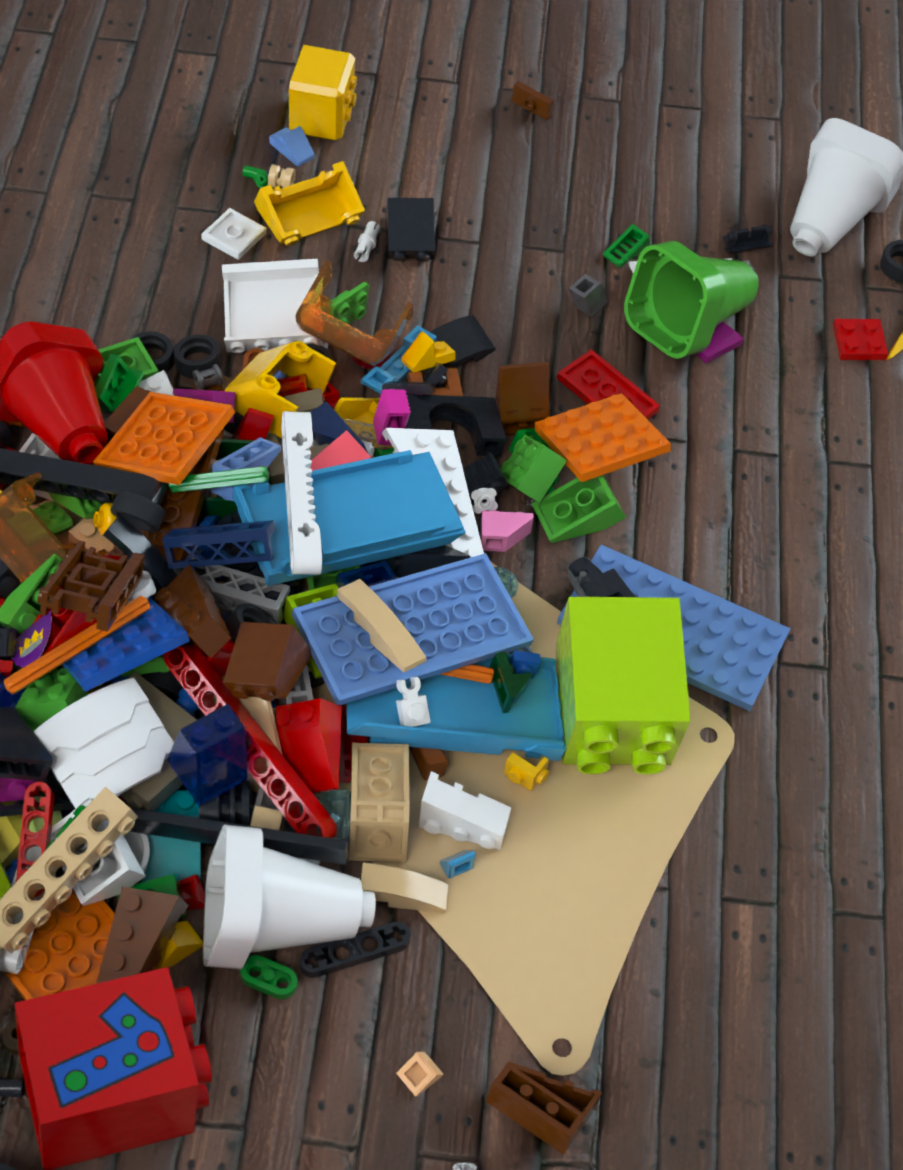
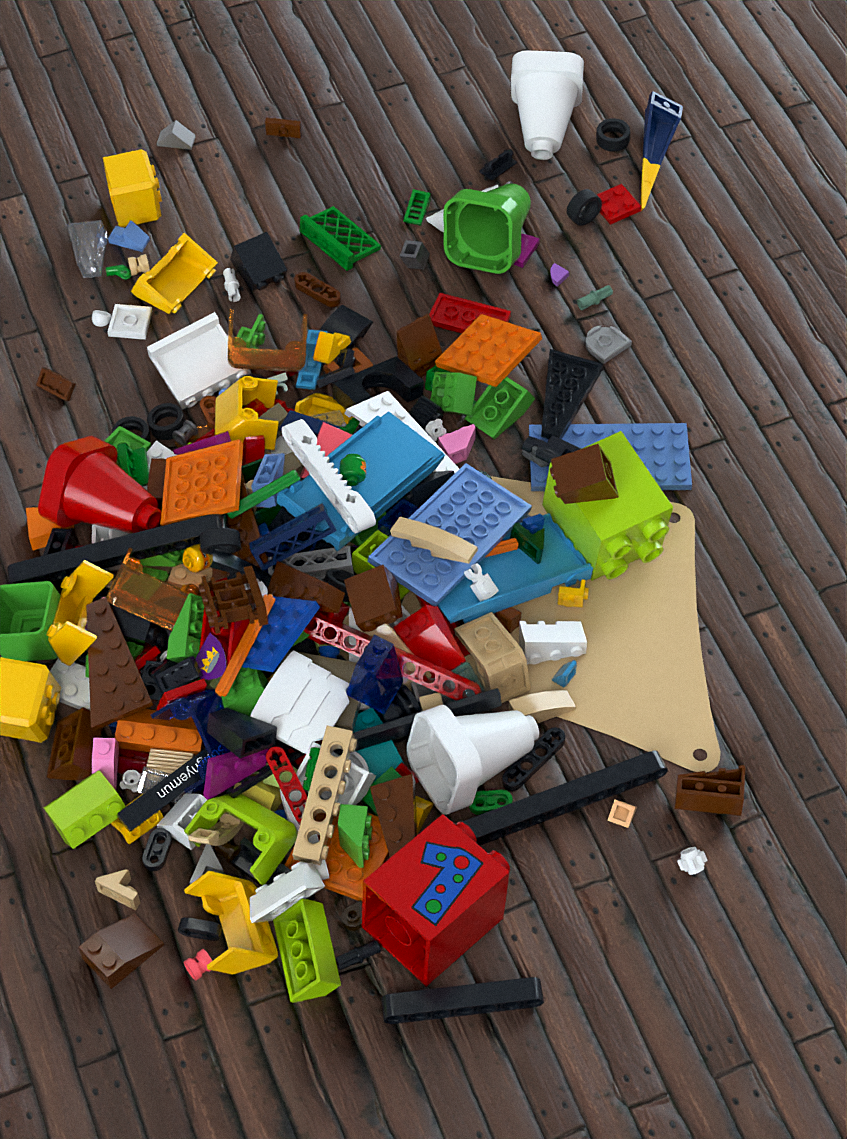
camera: 20 degrees left, 0 degrees up
(77, 933) = (355, 832): none -> bright green slope
(108, 264) = (55, 384): none -> reddish brown plate
(205, 216) = (100, 318): none -> white piece
(240, 136) = (89, 246): none -> clear wedge
(338, 498) = (353, 469): none -> green head
(345, 366) = (282, 379): none -> light aqua tile
(349, 1017) = (567, 797): none -> black beam
(391, 413) = (338, 398): dark pink brick -> none
(413, 63) = (176, 136): none -> light grey slope
(458, 296) = (325, 296): none -> reddish brown beam
(503, 242) = (330, 243): none -> green fence
(597, 632) = (584, 476): none -> reddish brown slope
(668, 523) = (567, 387): none -> black wing
(743, 389) = (558, 274): none -> medium lavender tile
(752, 491) = (606, 343): none -> light grey tile
(769, 433) = (594, 297): none -> sand green axle
(820, 336) = (589, 212): none -> black tyre

